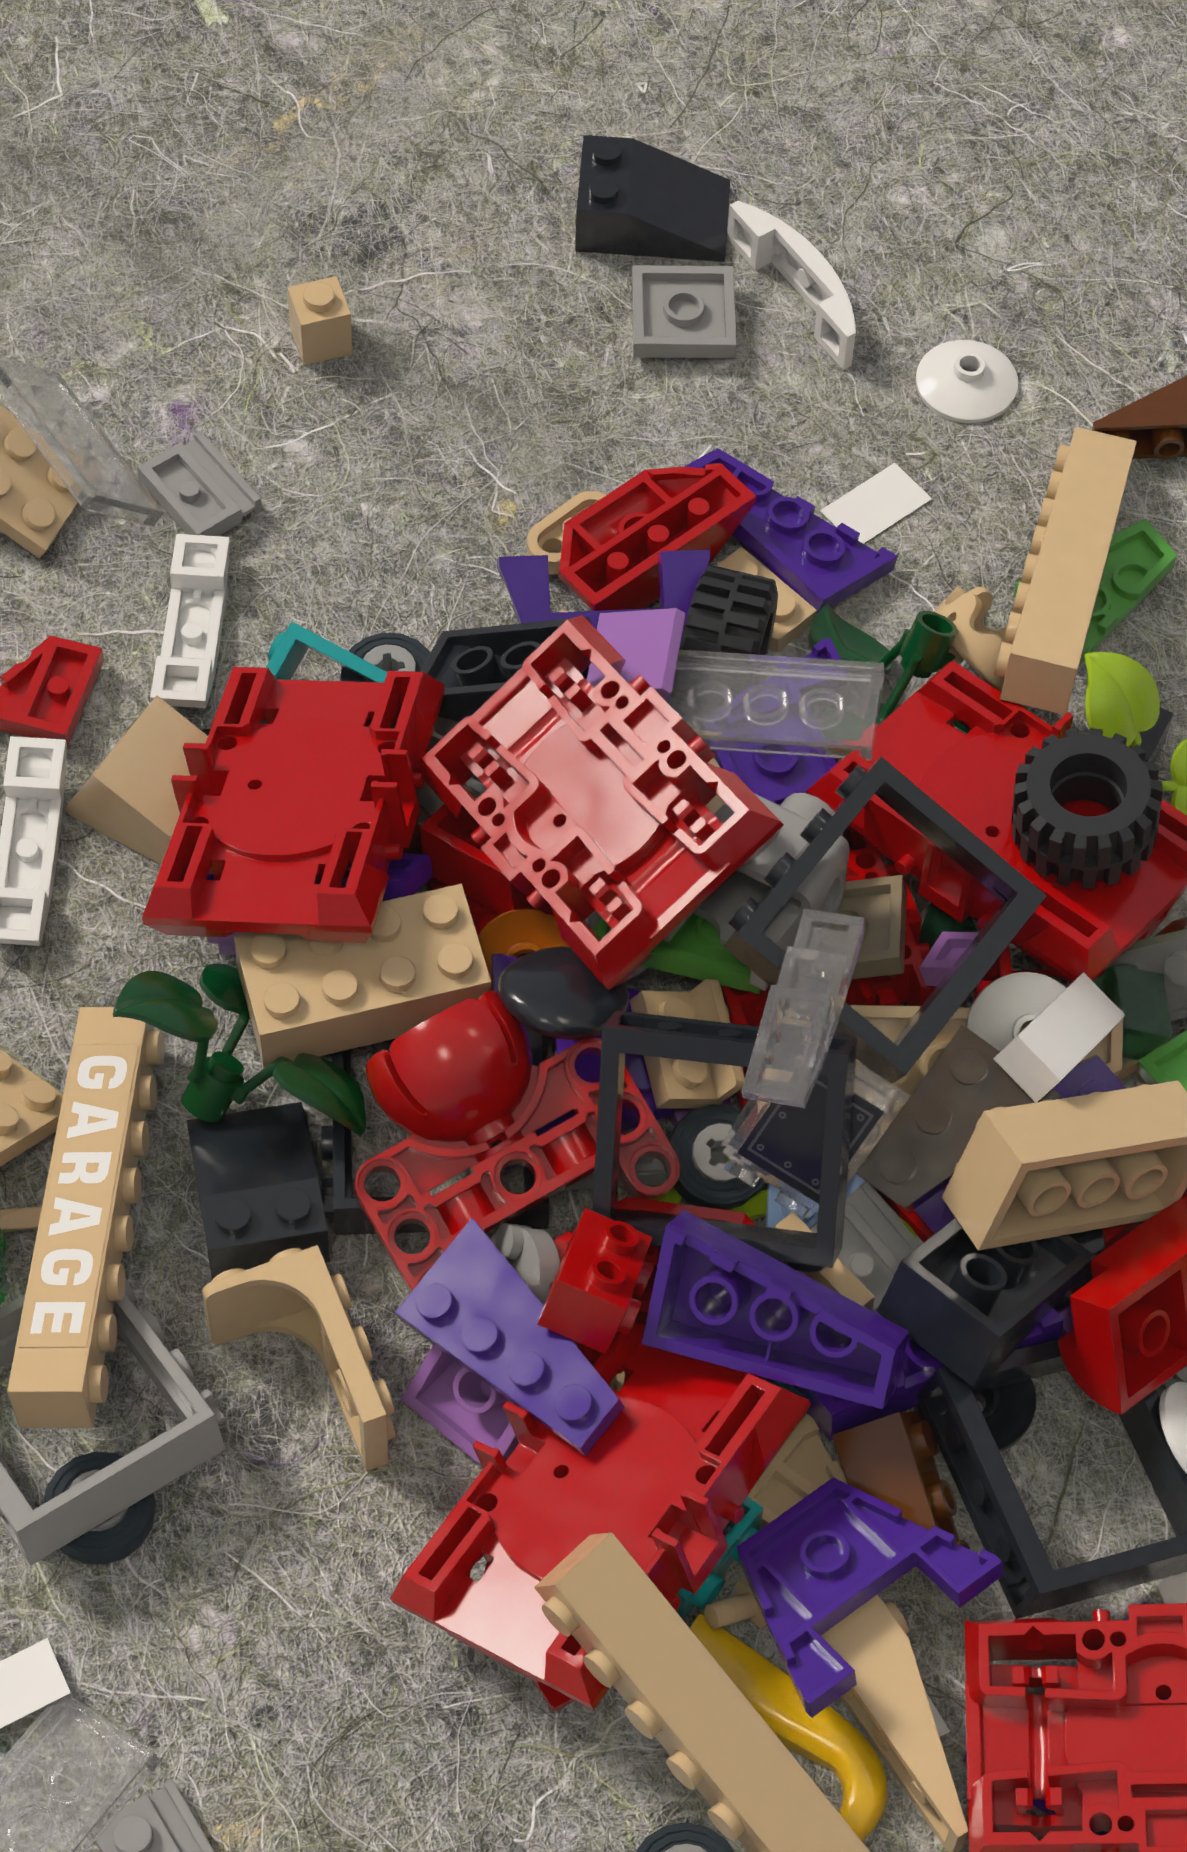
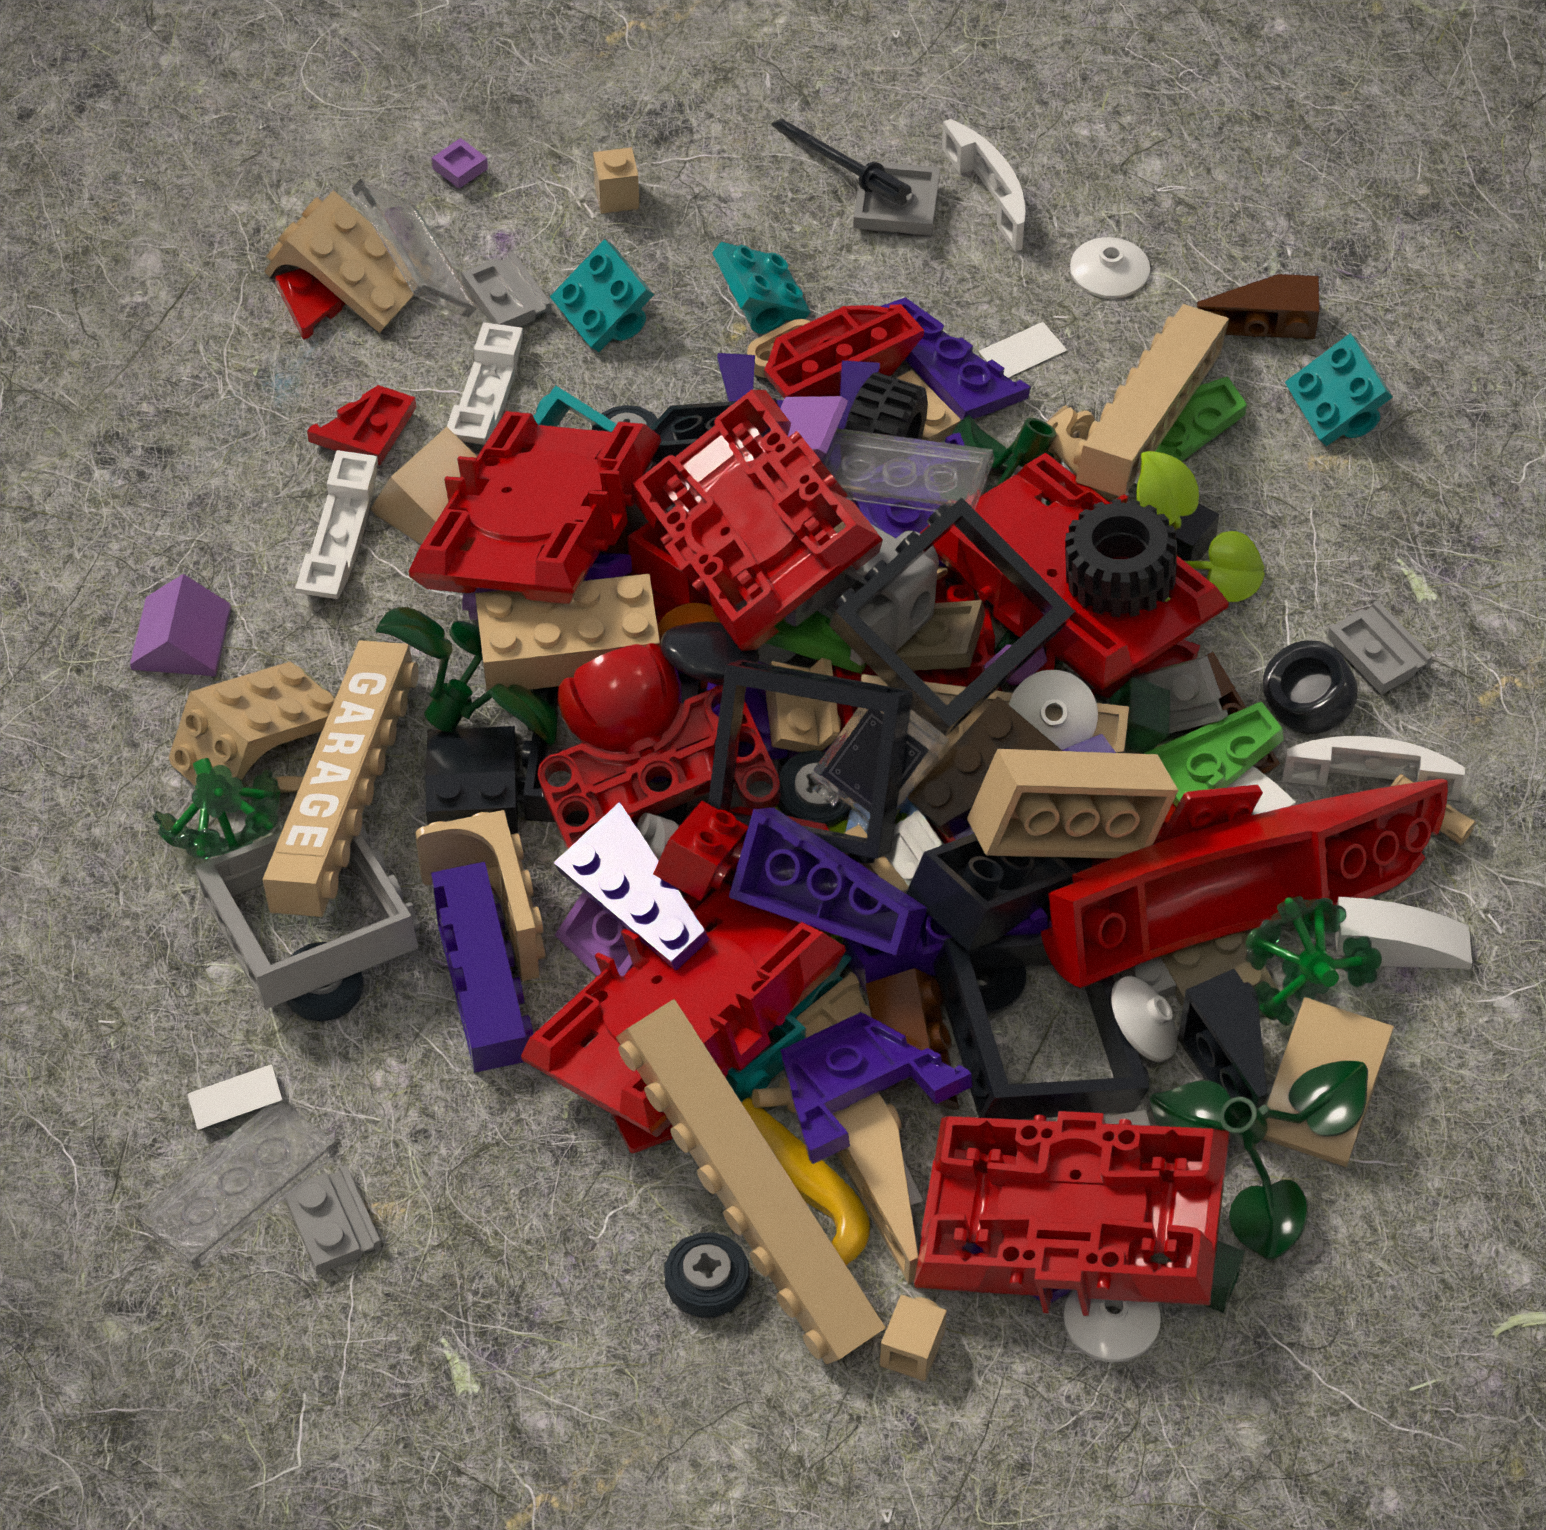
camera: 10 degrees right, 5 degrees down
(111, 313) = (459, 163): none -> medium lavender plate
(314, 1469) = (480, 967): none -> dark purple wedge
(329, 485) = (604, 297): none -> teal plate
(531, 451) = (761, 286): none -> teal plate
(648, 203) = (882, 116): black slope -> none
(651, 288) = (871, 177): none -> black piece
(804, 1009) = (872, 661): clear slope -> none
(1059, 1037) = (1070, 712): white slope -> none

